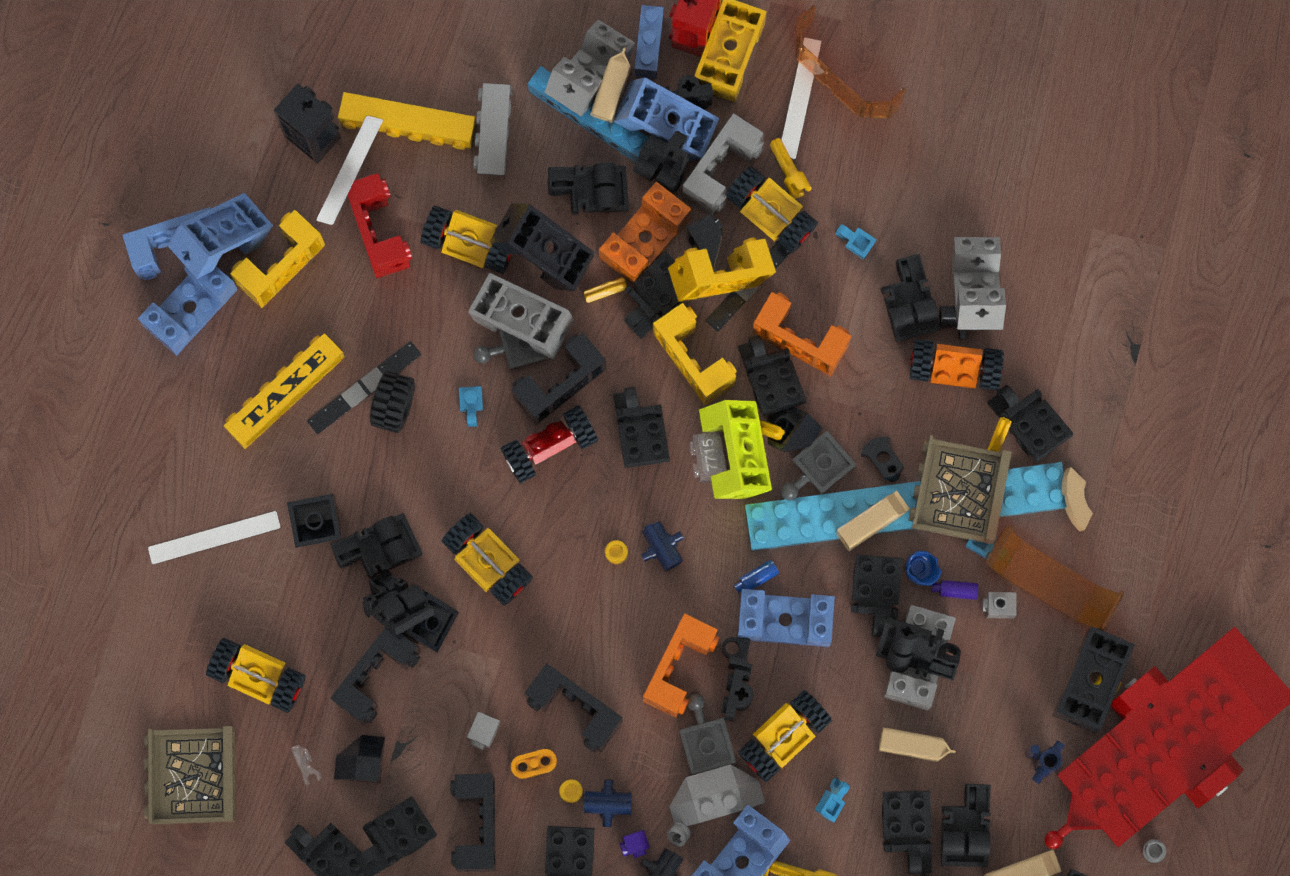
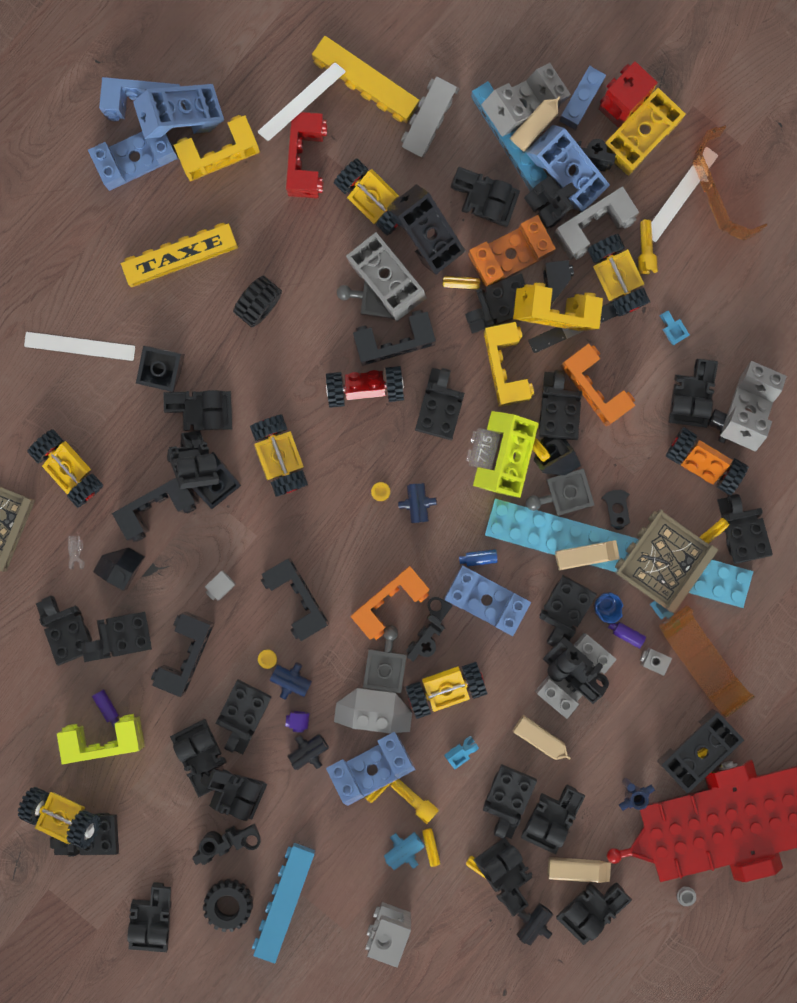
camera: 25 degrees right, 10 degrees up
(307, 122) = (284, 48): black plate -> none
(362, 388) = (242, 278): black sticker -> none
(470, 402) = (320, 326): dark azure plate -> none
(533, 763) = (248, 625): light orange plate -> none
(675, 839) = (333, 727): light grey bush -> none
(1073, 490) = (749, 612): tan tile -> none

